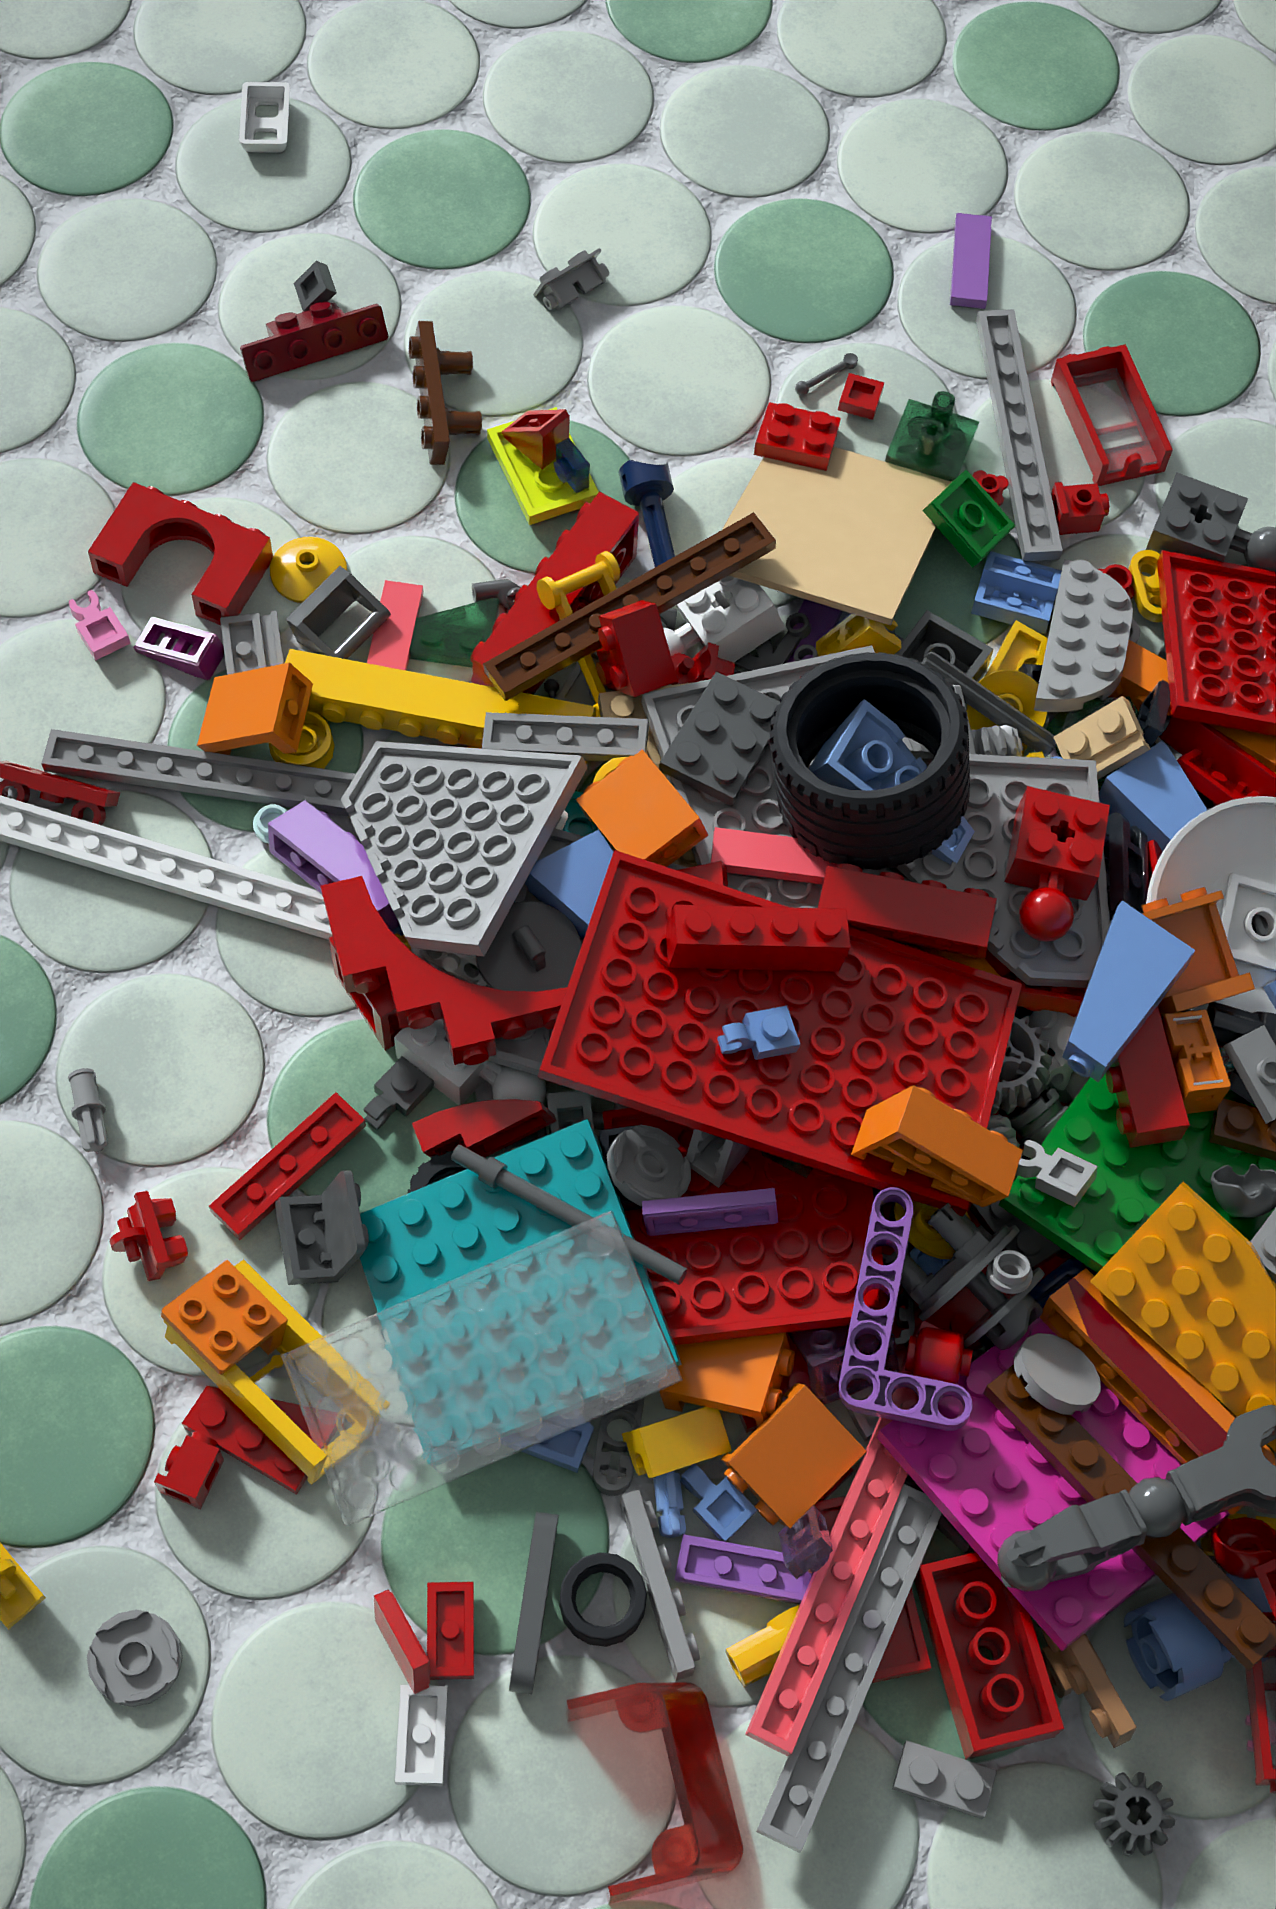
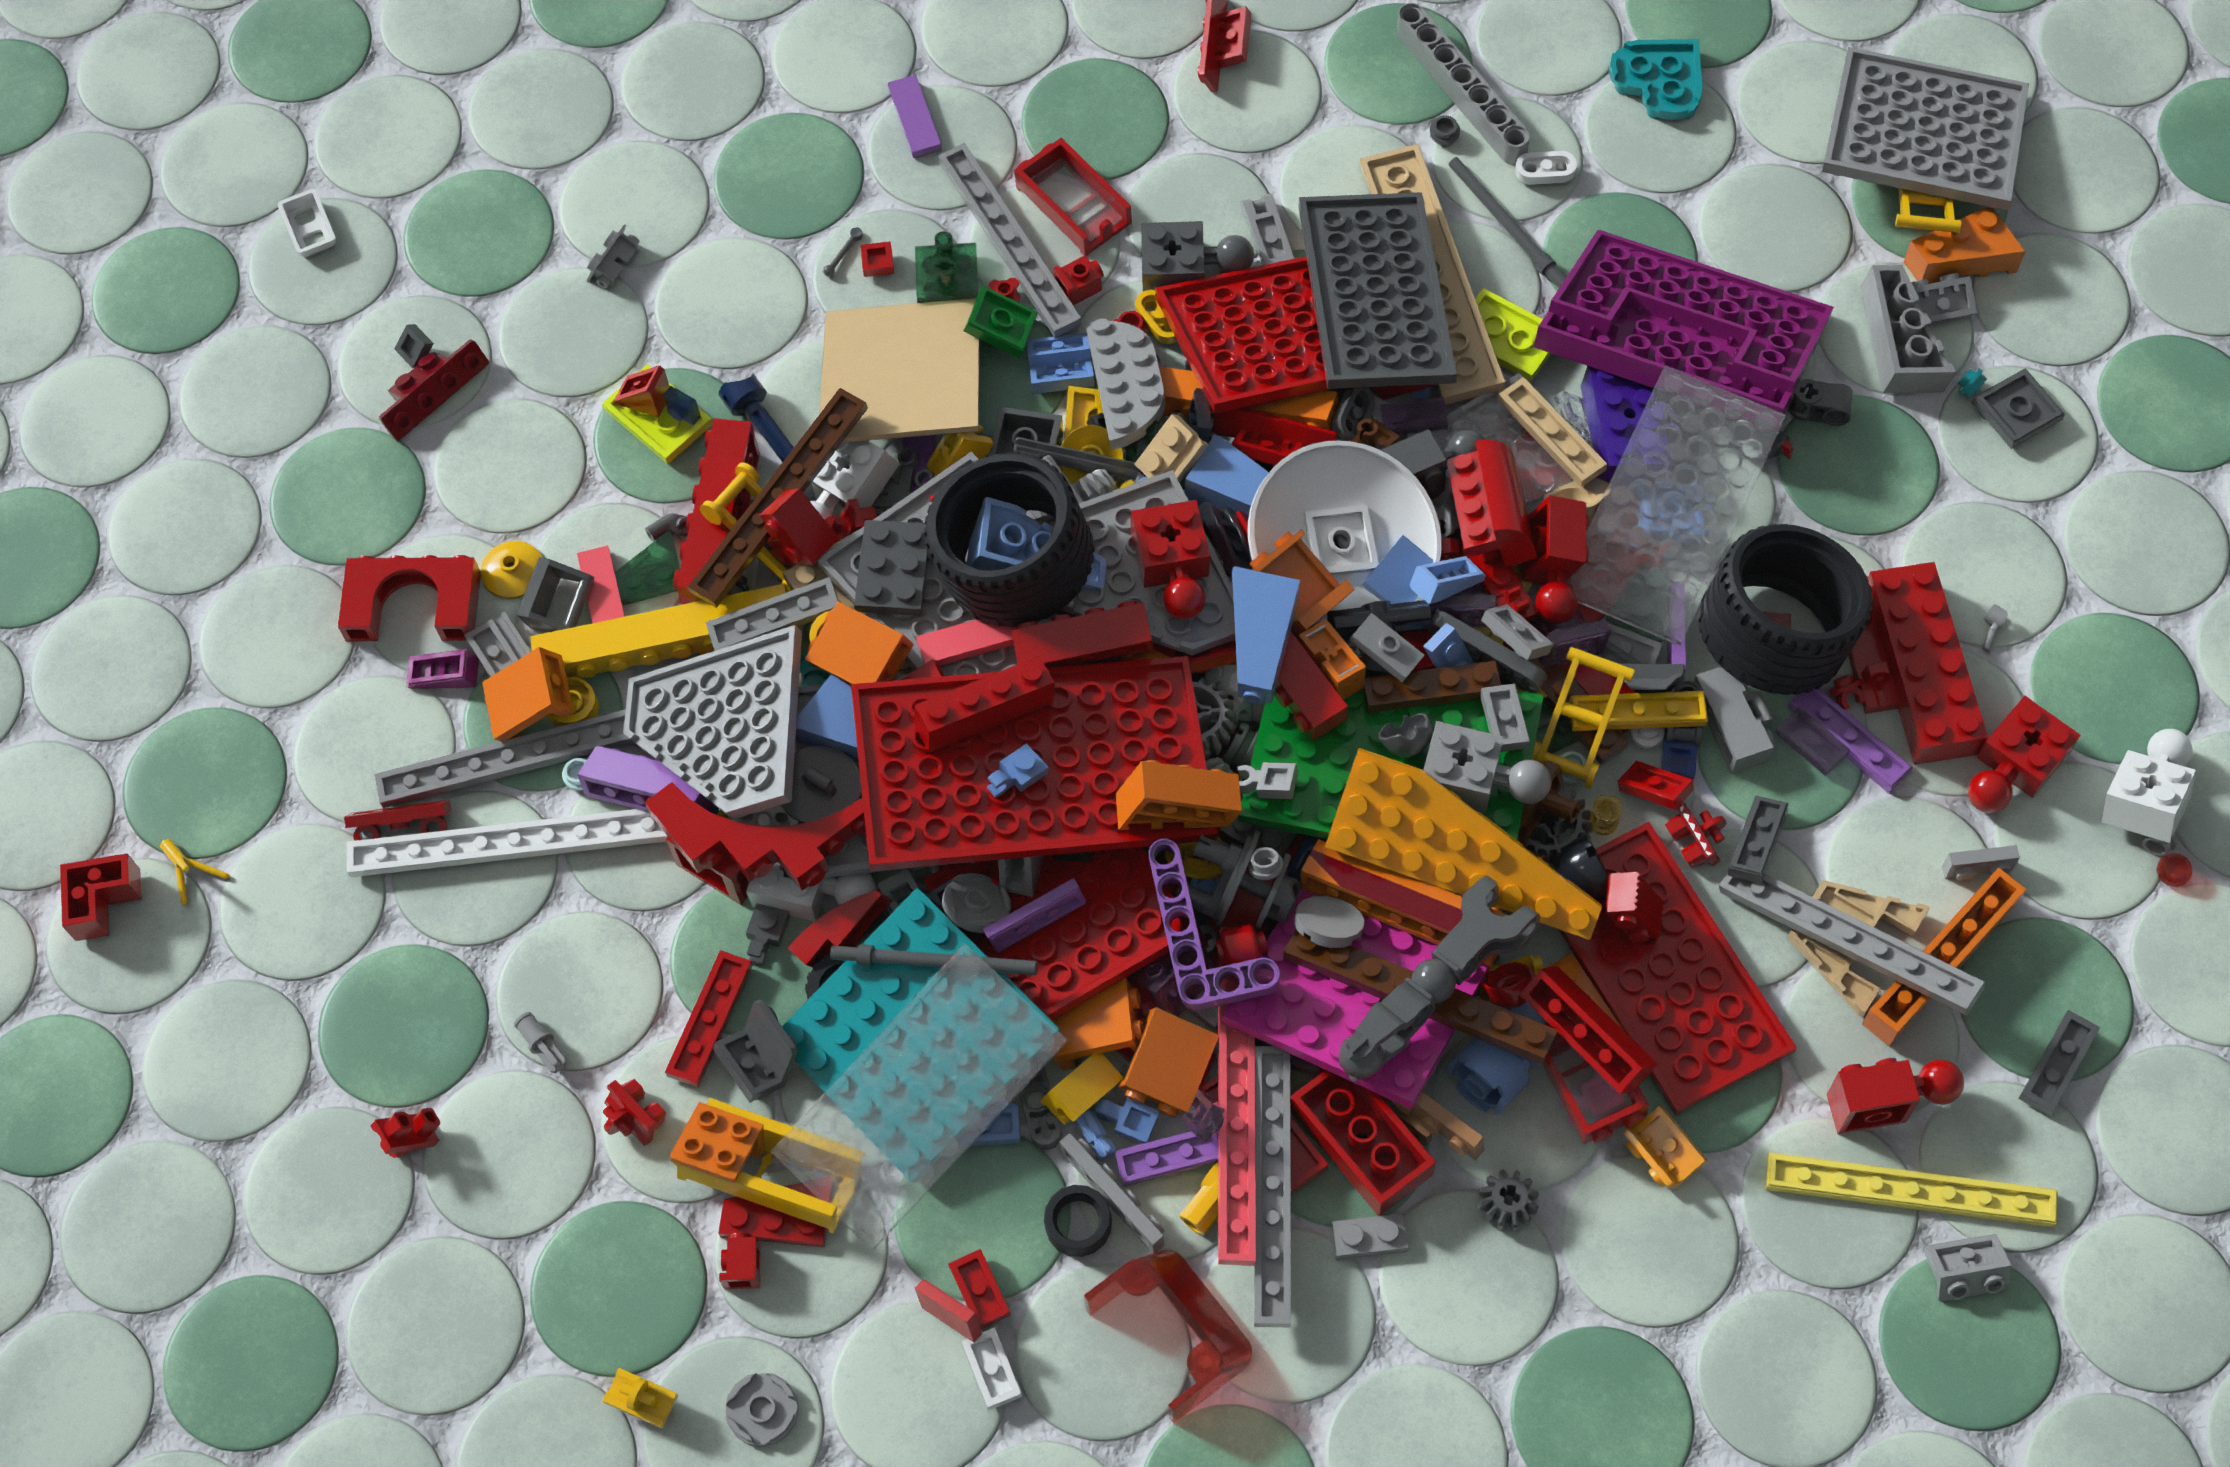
camera: 15 degrees left, 0 degrees up
(97, 628) = (372, 683): bright pink plate -> none
(429, 366) = (534, 379): reddish brown plate -> none
(533, 1603) = (1030, 1244): dark grey beam -> none
(797, 436) = (842, 310): red plate -> none

